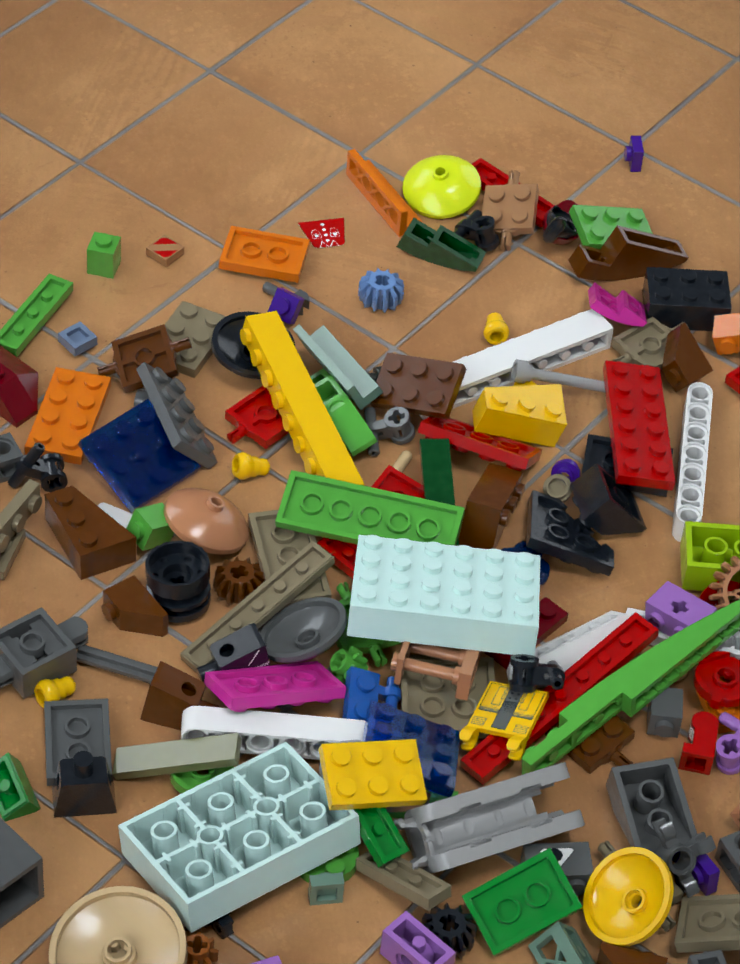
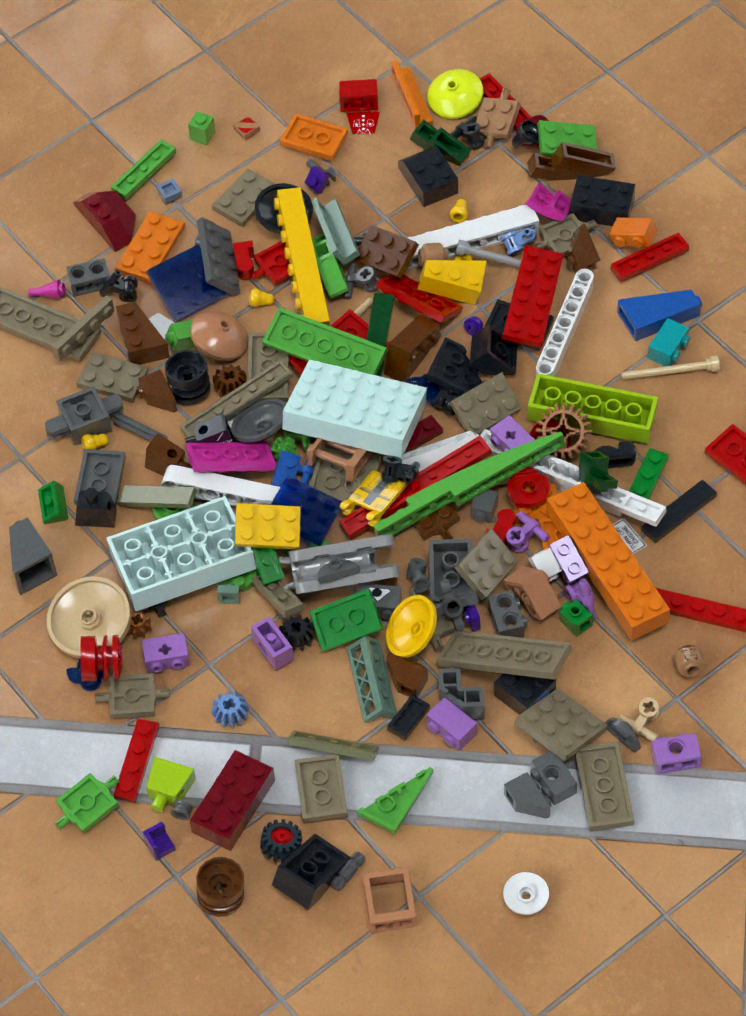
camera: 20 degrees right, 10 degrees up
(58, 593) = (111, 376): none -> dark tan plate
(146, 346) = (211, 206): reddish brown plate -> none
(210, 413) = (243, 253): none -> red leg
(312, 199) = (358, 95): none -> red bracket
(381, 290) = (387, 173): medium blue gear -> none
(442, 288) = (429, 176): none -> black brick
(483, 377) = (432, 251): none -> medium nougat head
(497, 825) = (337, 569): none -> dark grey plate
(558, 487) = (464, 336): dark tan plate -> none
(564, 576) = (442, 401): none -> black wheel
(588, 358) = (518, 240): none -> medium blue piece
(599, 815) = (417, 570): none -> dark grey leg
(621, 572) = (485, 404): none -> dark tan plate
(634, 153) = (604, 78): dark purple plate -> none
(702, 791) = (486, 564): none -> dark tan plate

